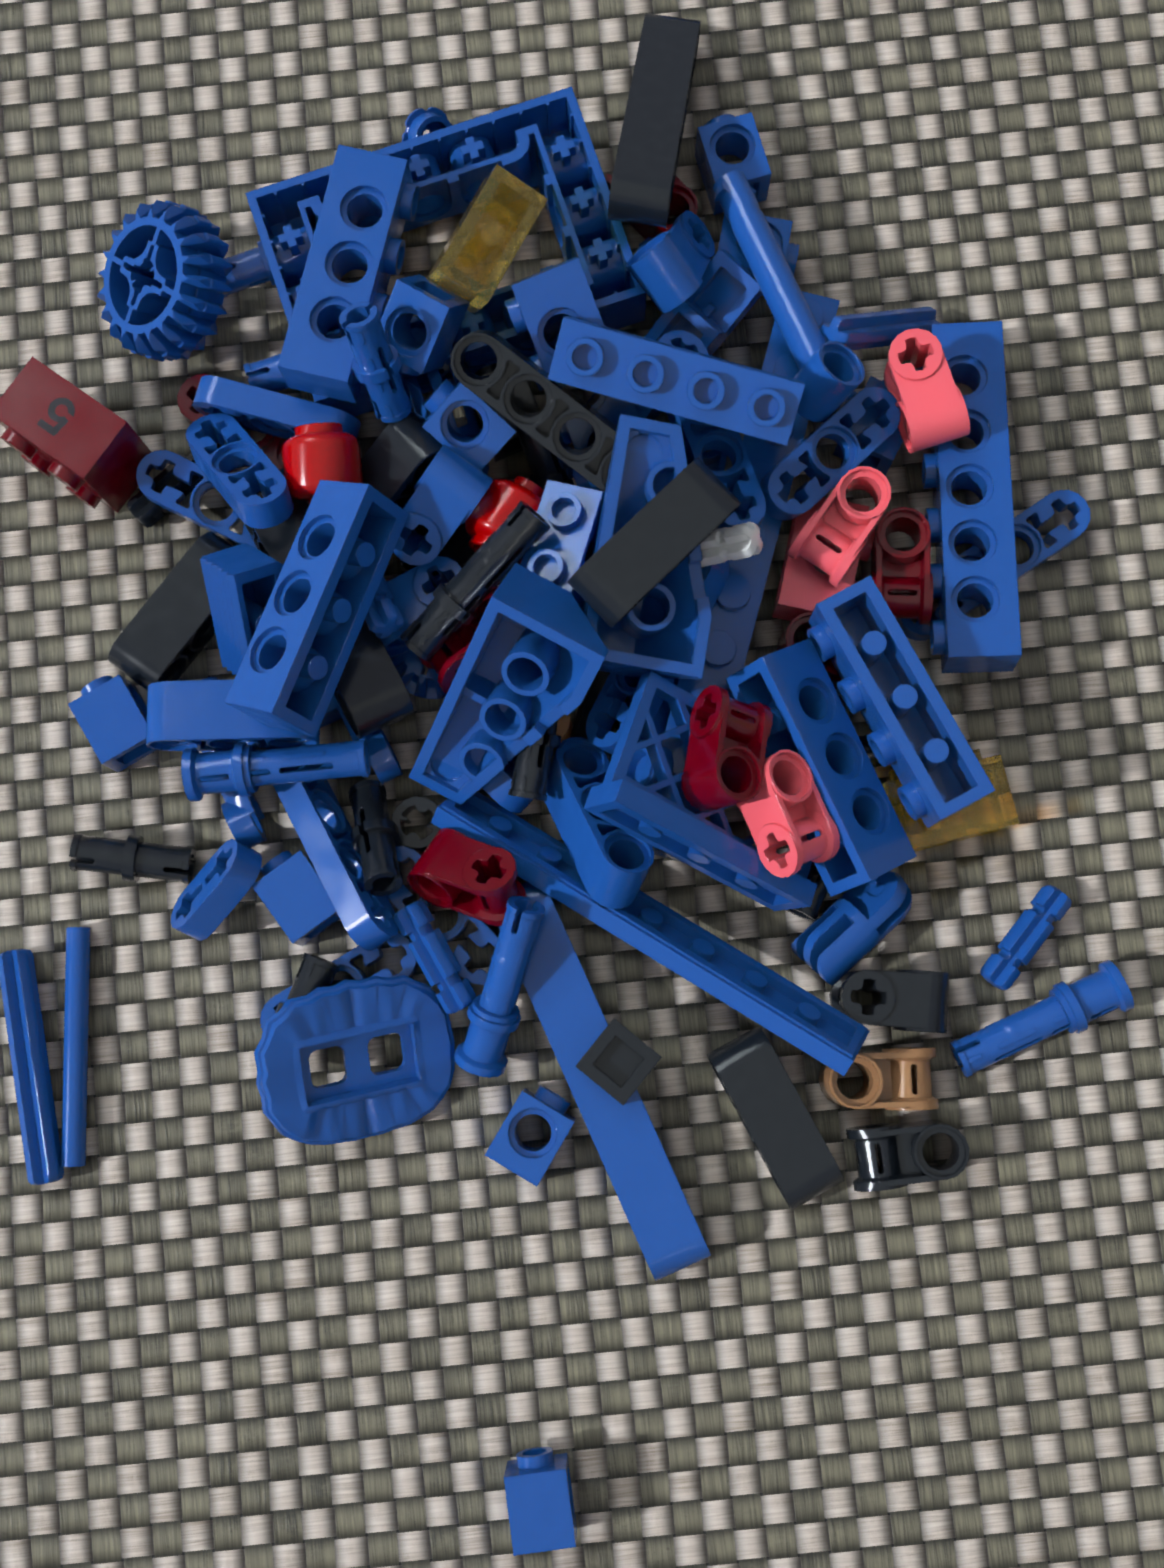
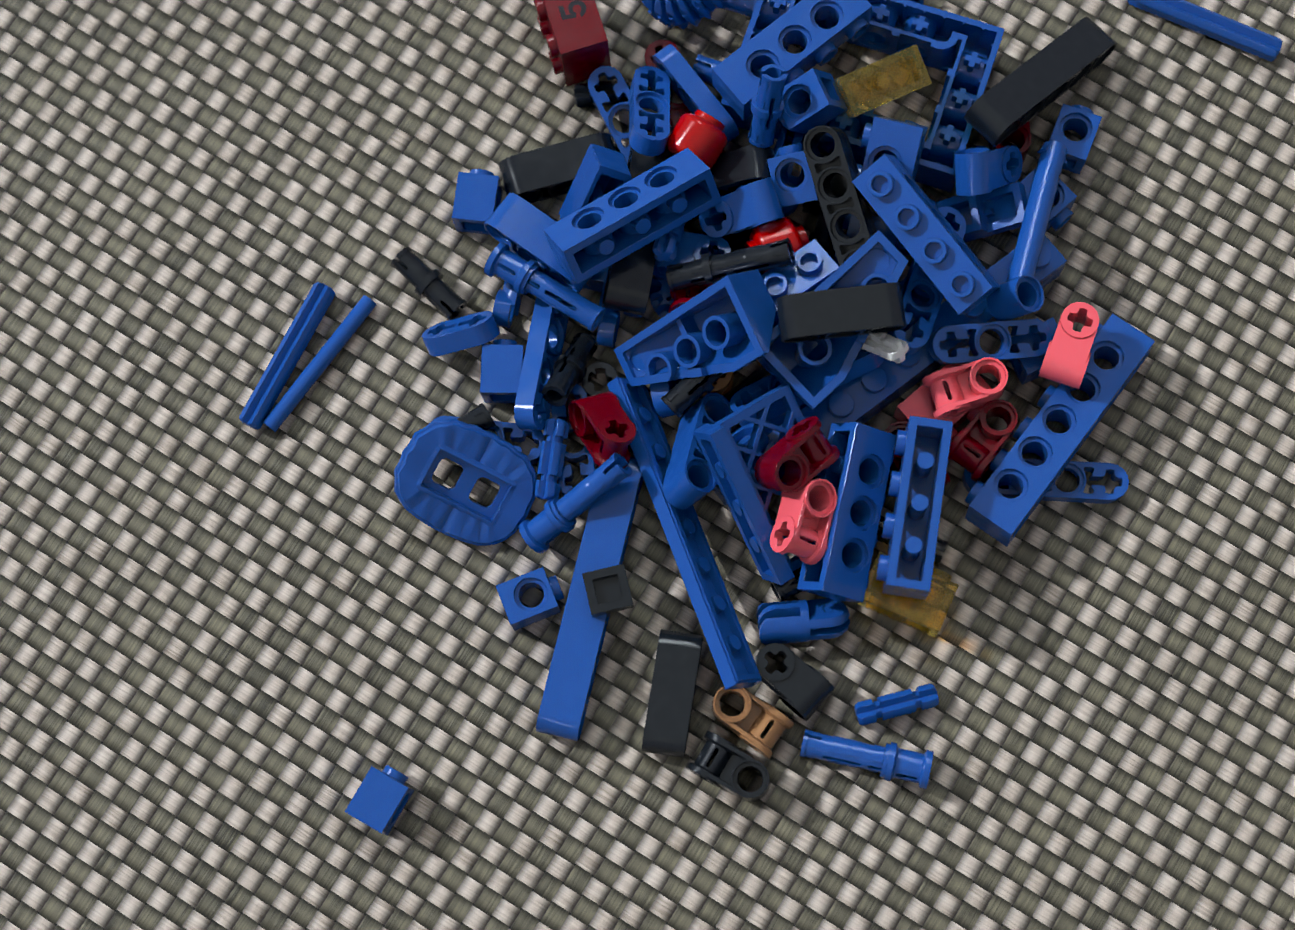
camera: 40 degrees right, 5 degrees down
(878, 327) = (1074, 291): blue axle -> none

